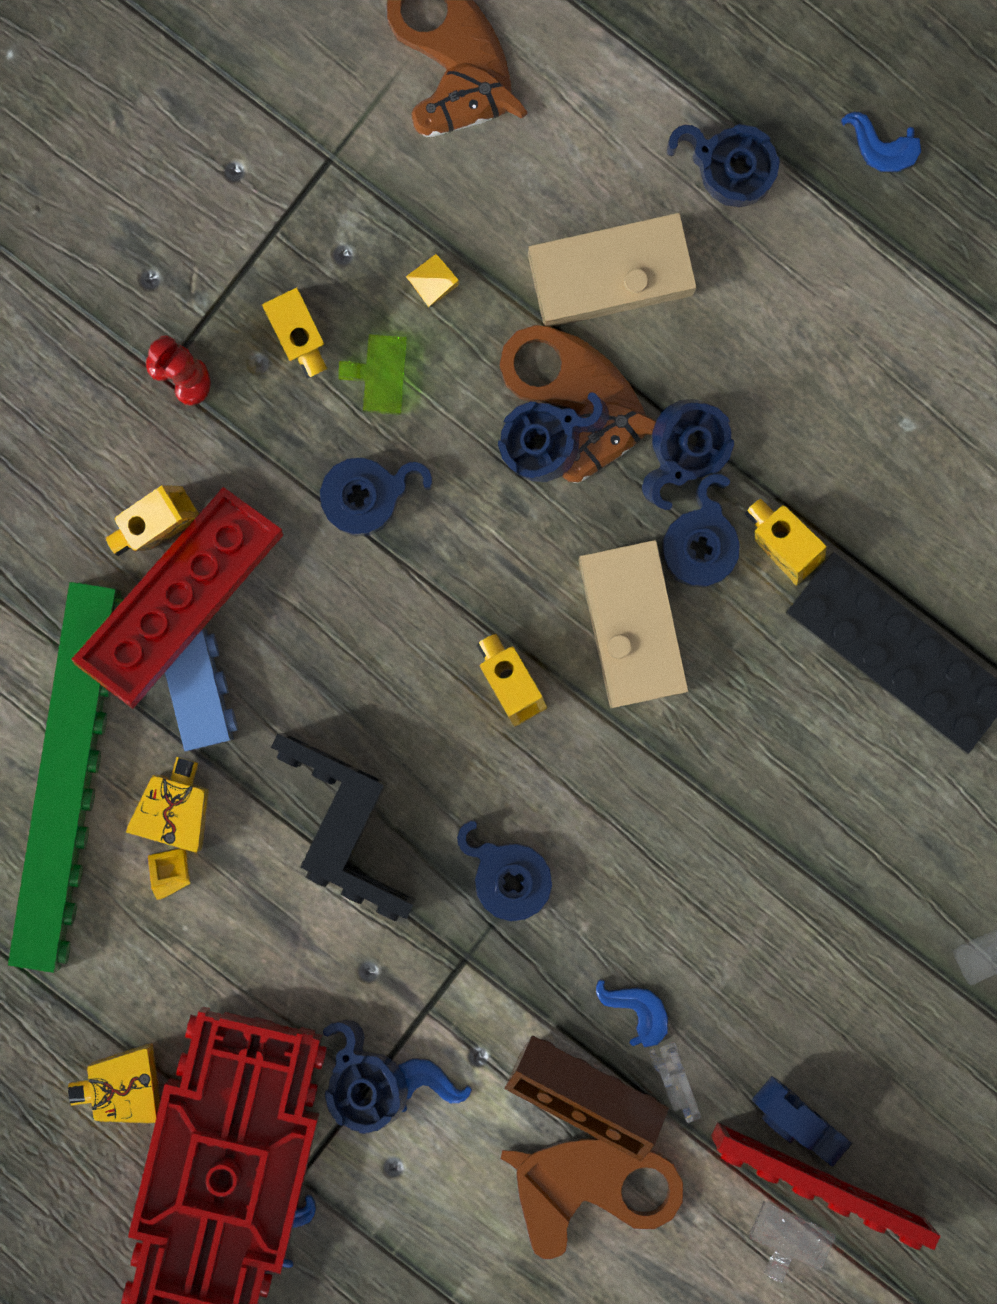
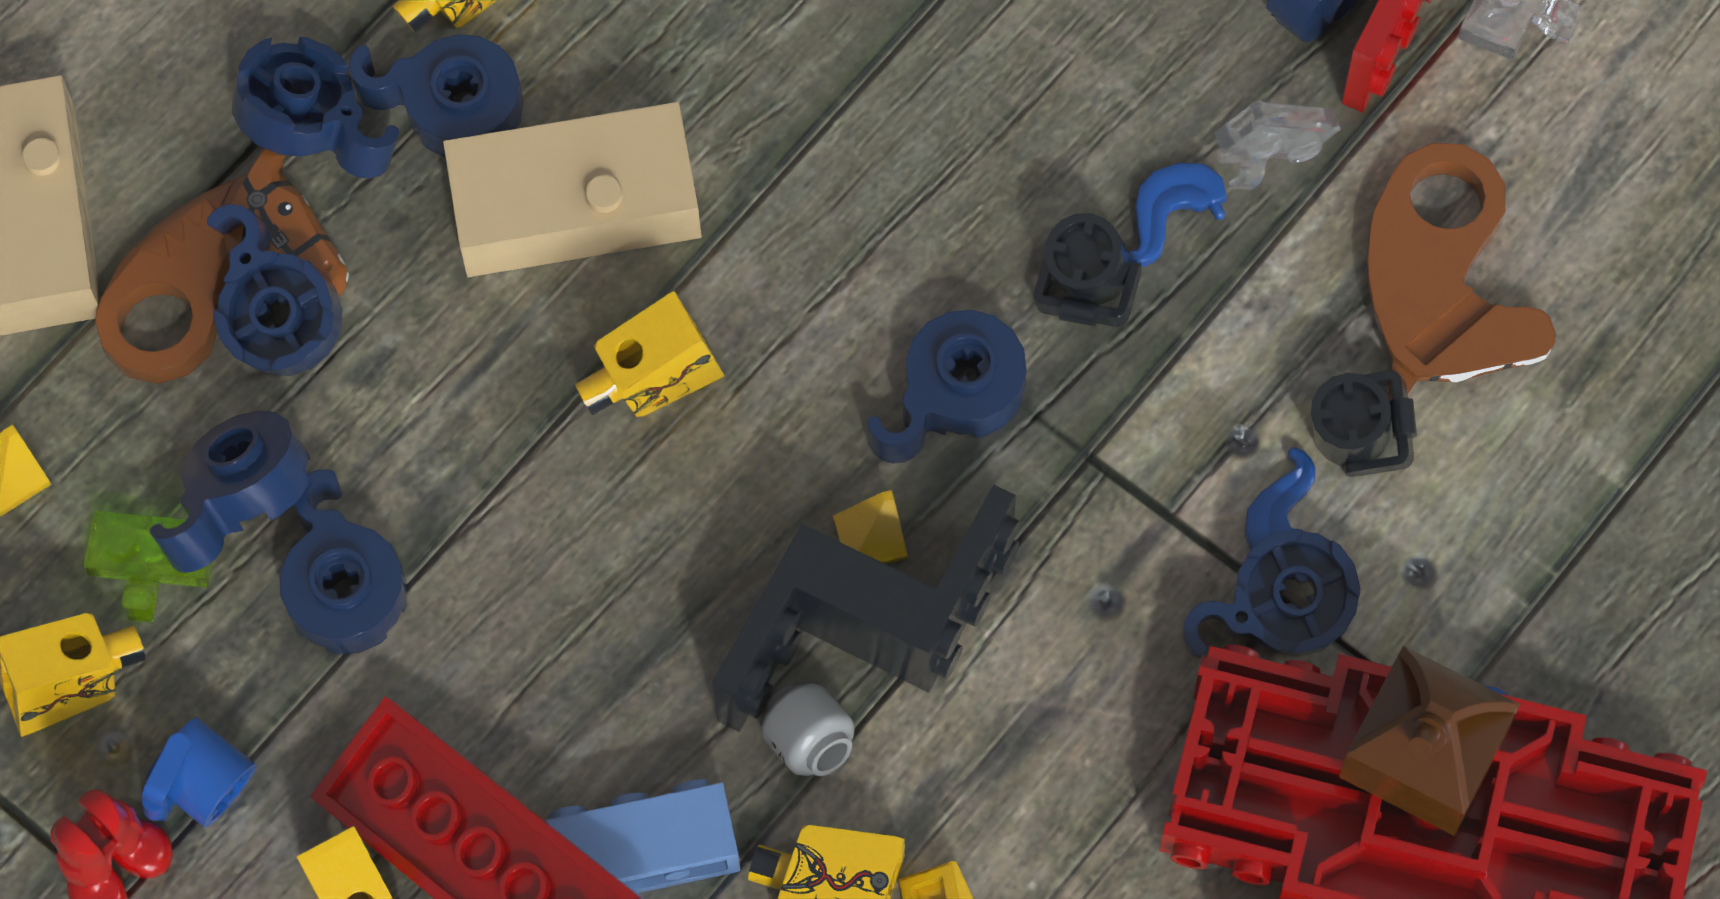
camera: 80 degrees left, 20 degrees down
(230, 418) = (197, 774): none -> blue piece
(247, 1178) = (1428, 740): none -> reddish brown piece
(272, 790) = (808, 729): none -> light grey head
(405, 823) = (873, 528): none -> yellow slope
(424, 425) = (231, 477): none -> dark blue piece
(482, 1131) = (1355, 418): none -> black piece
(584, 957) = (1091, 268): none -> black piece
(587, 1098) = (1302, 269): reddish brown brick -> none

